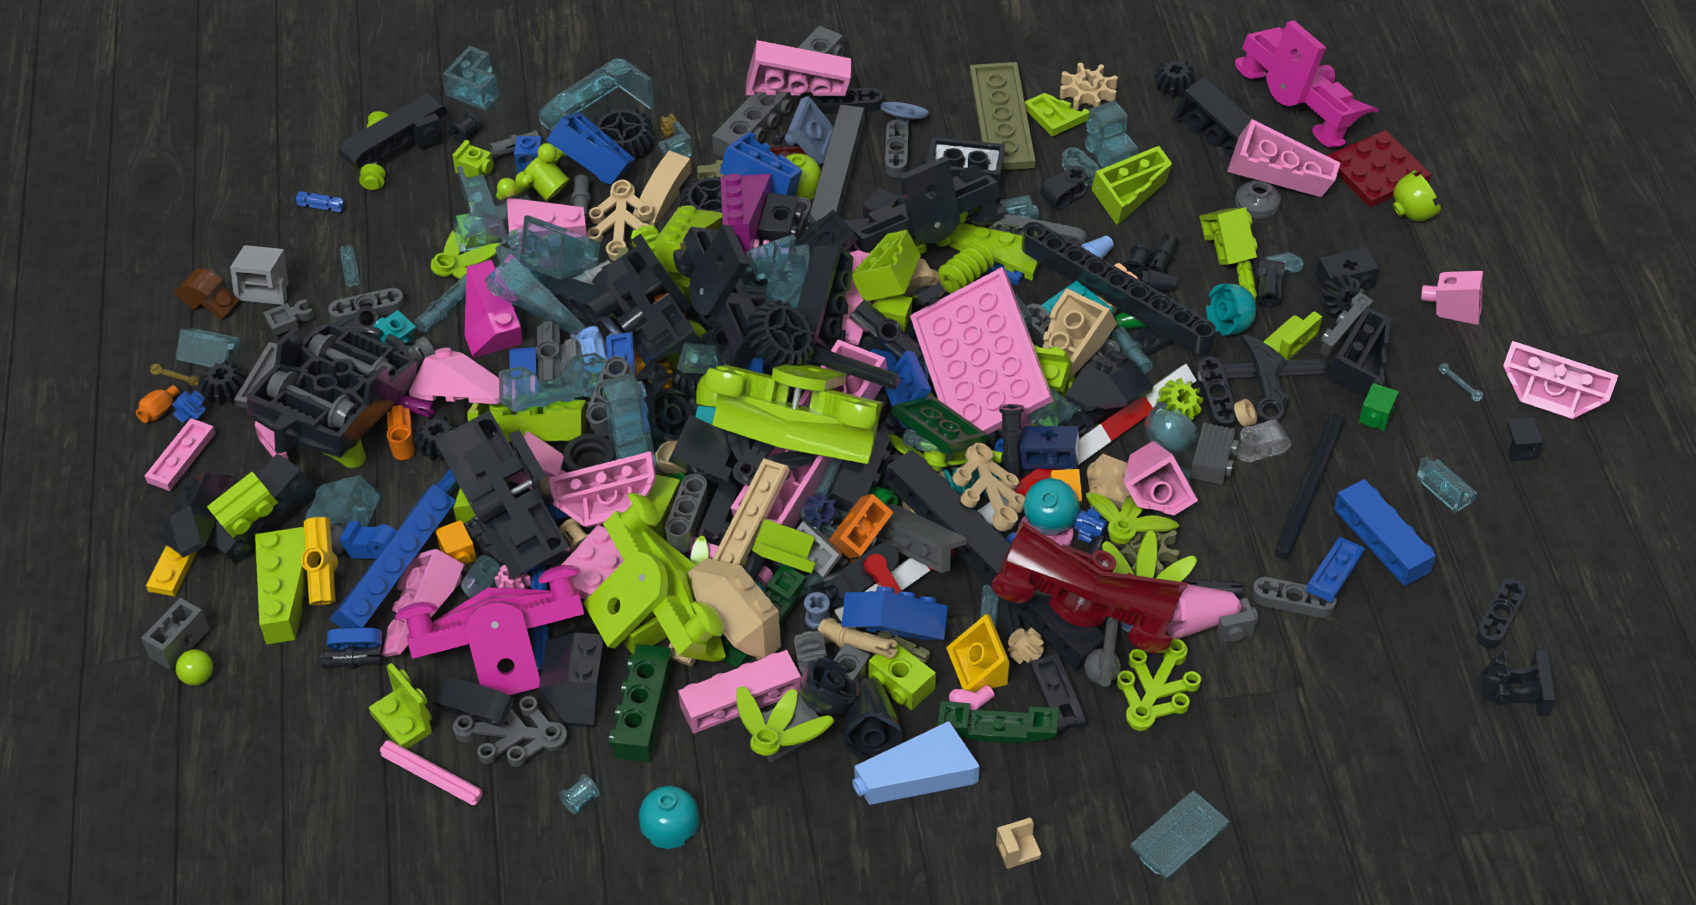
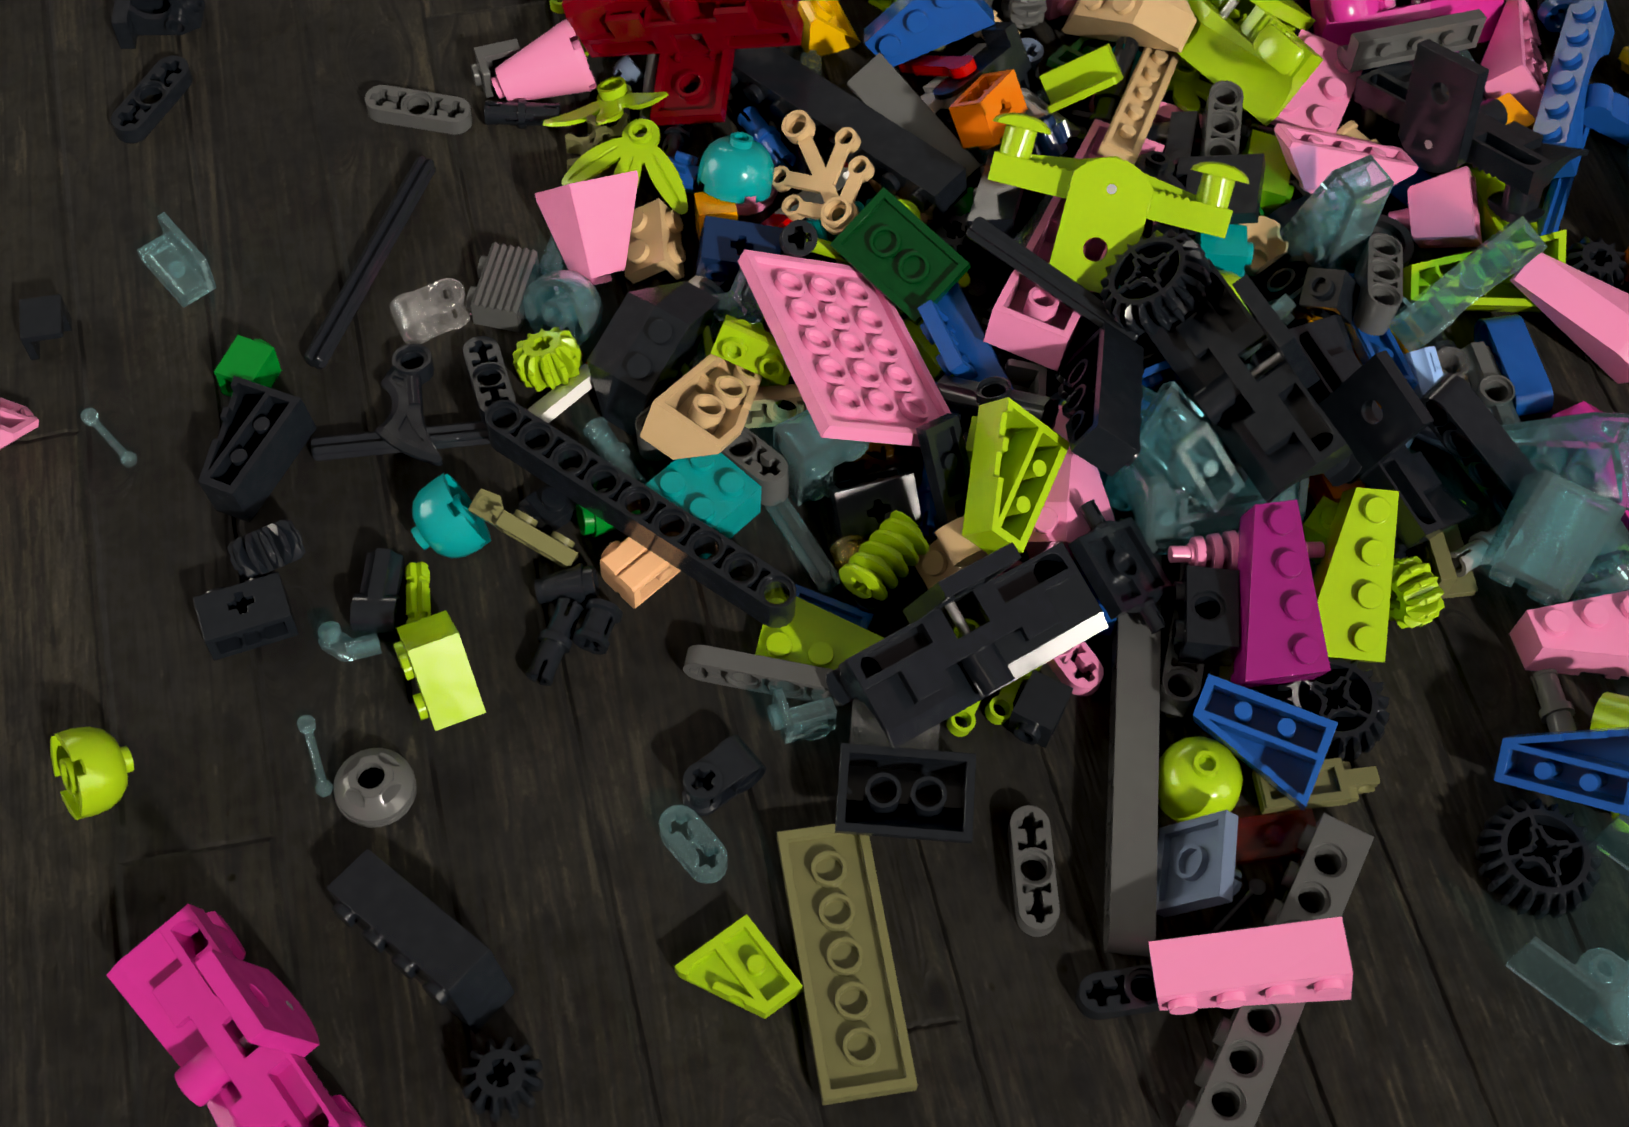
camera: 170 degrees right, 10 degrees up
(514, 566) = (1400, 41): none -> dark grey hinge
(621, 194) = (1487, 709): tan plant -> none
(664, 185) = (1424, 738): tan slope -> none
(667, 124) = (1461, 892): clear yellow bush -> none
(679, 143) = (1432, 849): clear light blue panel -> none
(904, 111) = (1036, 971): sand blue dish -> none
(1088, 86) = (662, 1054): tan gear -> none
(1099, 246) = (667, 644): light blue cone -> none
(1108, 134) = (638, 880): clear light blue brick -> none
(1131, 182) = (601, 779): lime wedge -> none
(1188, 294) = (522, 528): none -> olive hinge
(1245, 412) = (450, 353): tan tile -> none
(1281, 161) = (326, 808): bright pink wedge -> none
(1294, 335) = (355, 498): lime panel -> none
(1301, 229) = (306, 725): none -> clear light blue hinge
(1335, 569) = (358, 136): blue tile -> none
(1346, 323) = (271, 494): dark grey hinge -> none
(1376, 166) = (136, 872): dark red plate -> none
(1384, 532) = (283, 177): blue brick -> none
(1457, 295) = (72, 558): bright pink torso -> none

